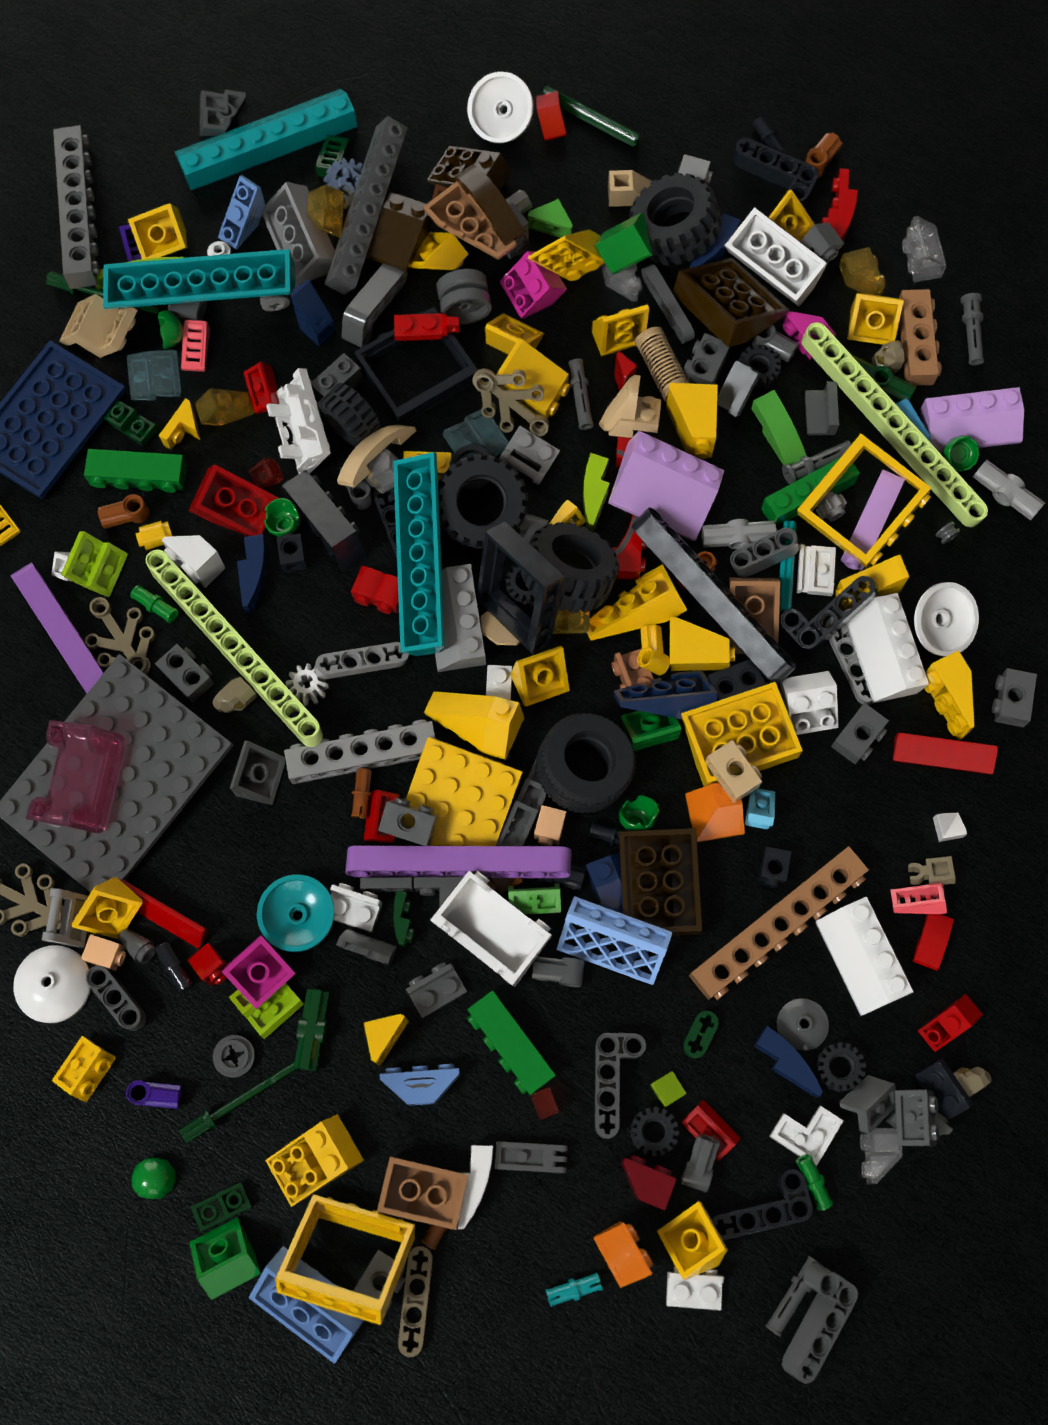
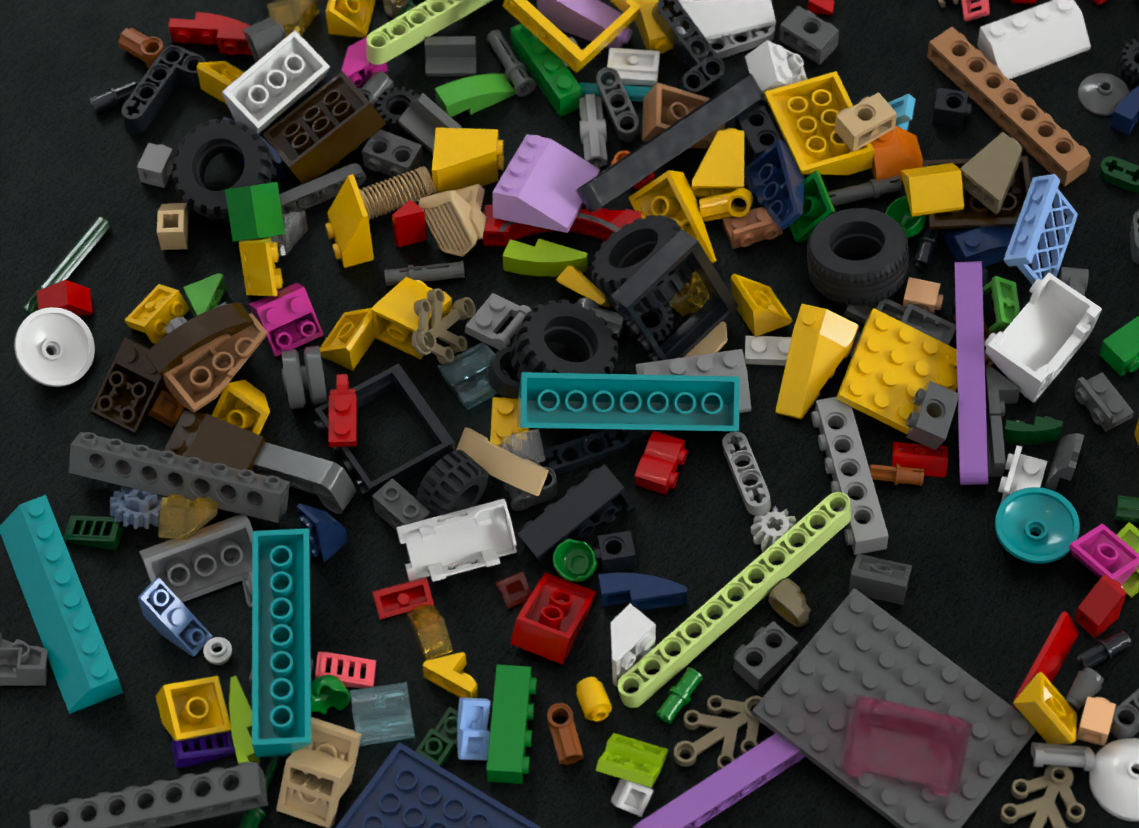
camera: 90 degrees left, 15 degrees down
(132, 440) = (472, 728): none -> light blue slope
(540, 184) = (157, 311): none -> yellow bracket
(659, 833) = (933, 189): none -> yellow slope
(674, 777) = (873, 188): none -> dark grey pin
(676, 892) = (992, 171): none -> dark tan slope

